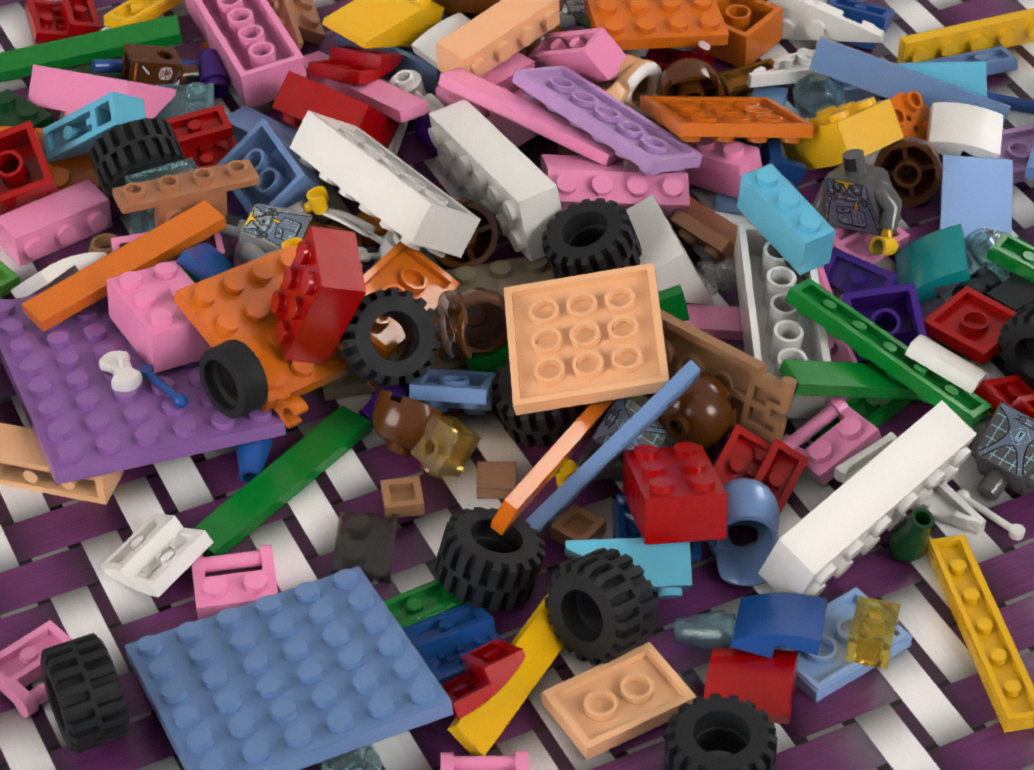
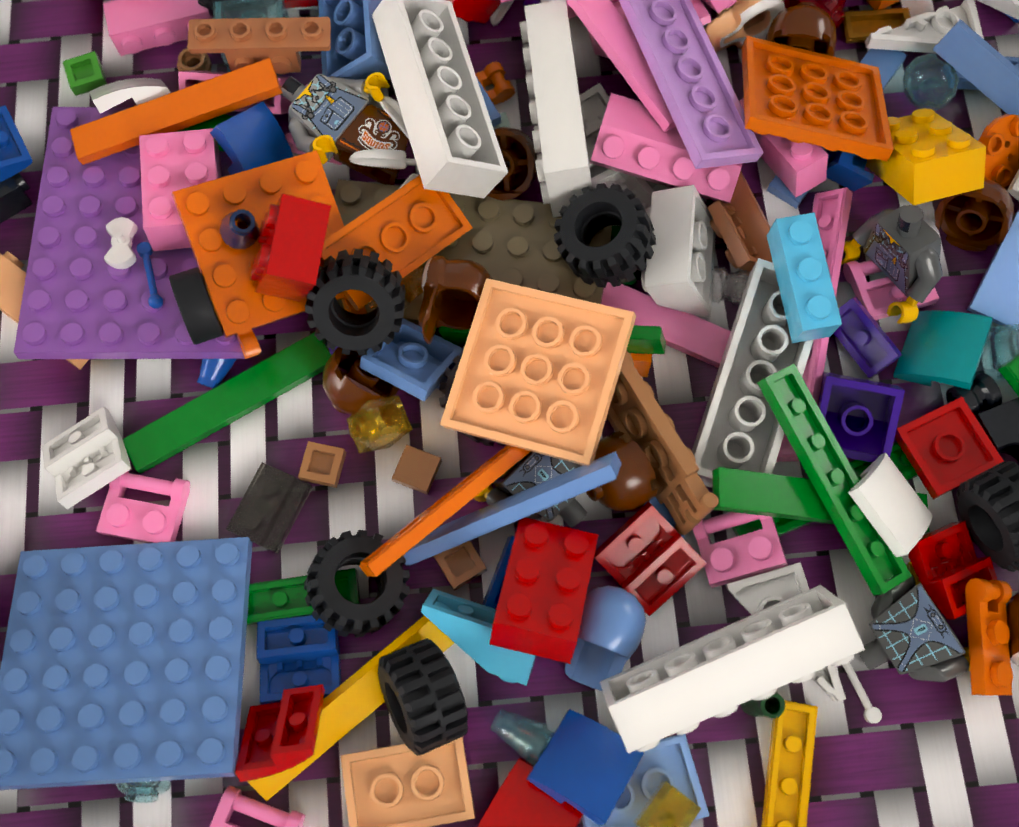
camera: 25 degrees right, 30 degrees up
(257, 298) = (237, 237): none -> dark blue cone

